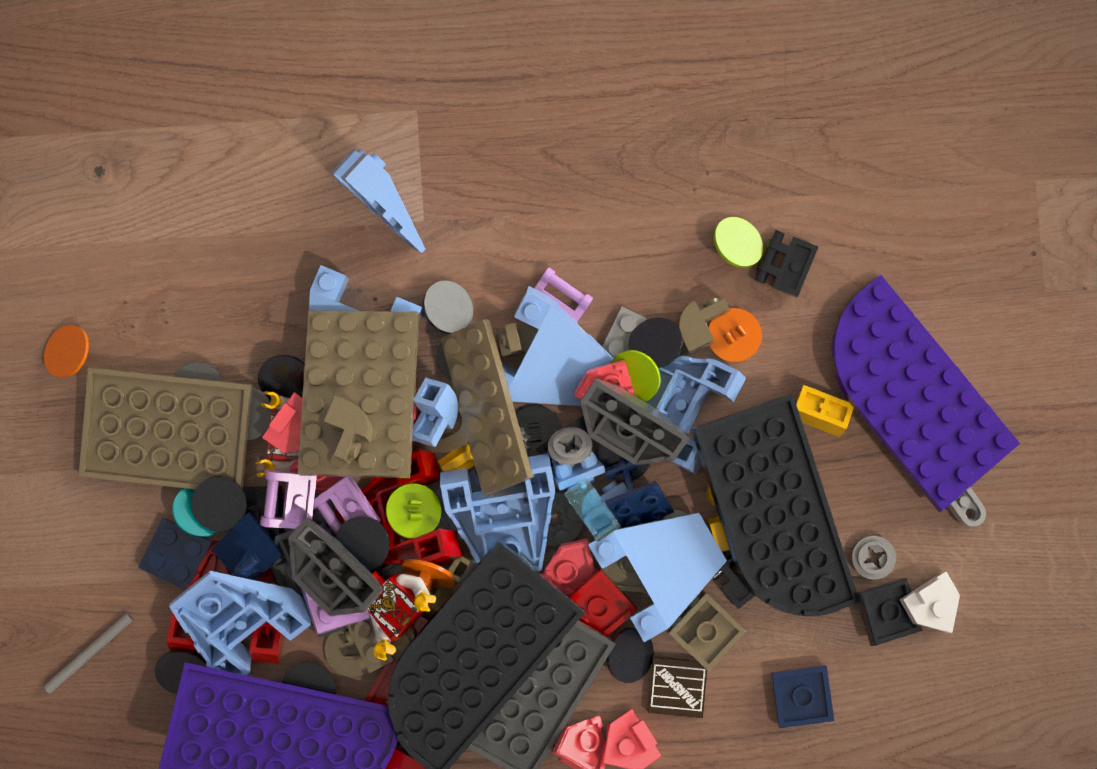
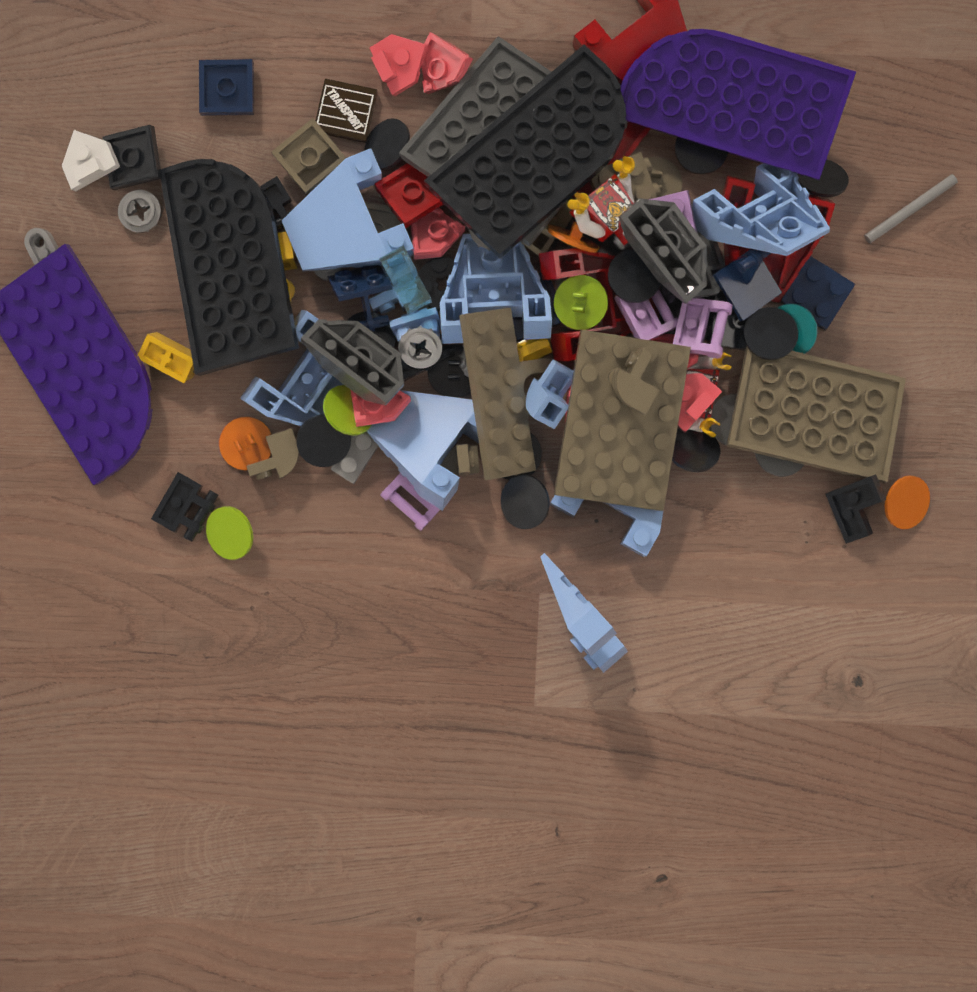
camera: 170 degrees left, 0 degrees up
(123, 342) = (849, 505): none -> black plate

